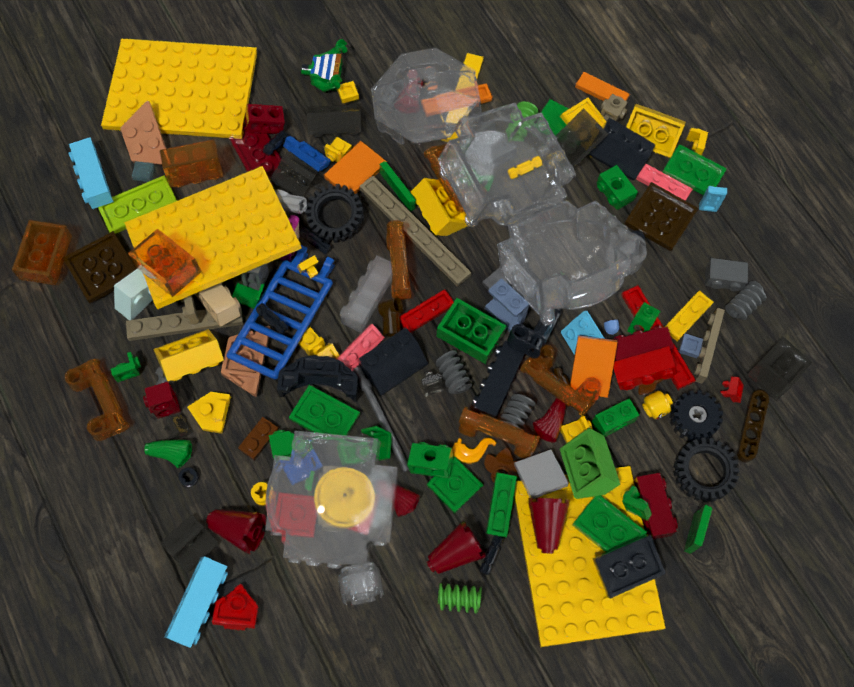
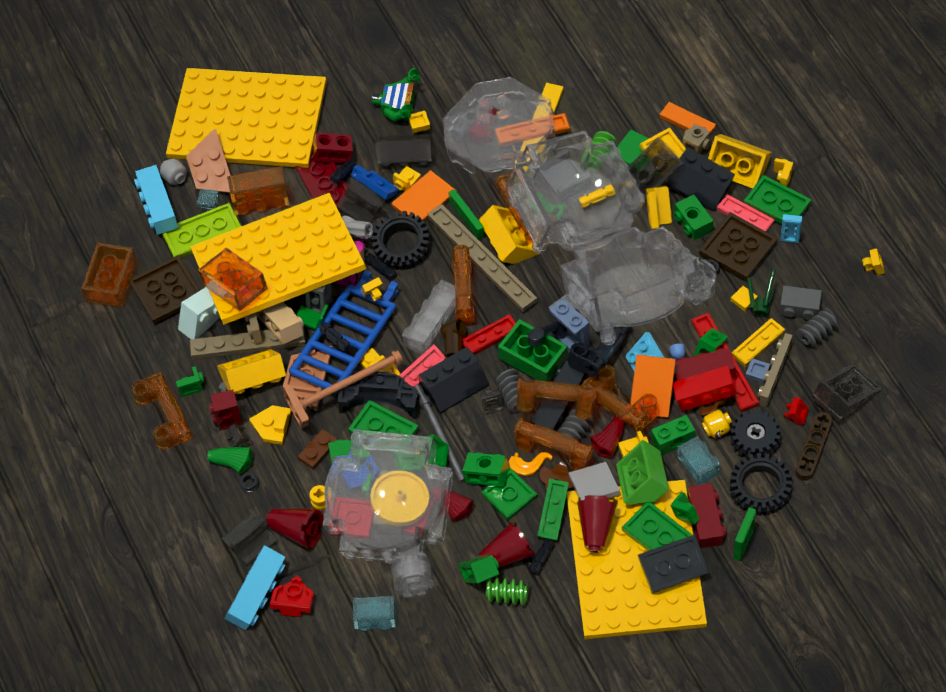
camera: 10 degrees right, 10 degrees down
(108, 143) = (173, 172): none -> light grey head
(238, 395) = (298, 405): none -> nougat tile
(321, 627) = (374, 613): none -> clear light blue brick
(430, 577) = (479, 569): none -> green slope
(476, 316) = (536, 335): none -> black bar
(527, 382) = (582, 396): none -> clear orange piece
(584, 179) = (658, 206): none -> yellow panel
(642, 445) = (698, 460): none -> clear light blue brick
(670, 270) = (742, 299): none -> yellow tile
(690, 278) = (761, 305): none -> dark green plant
(792, 232) = (874, 262): none -> yellow tile

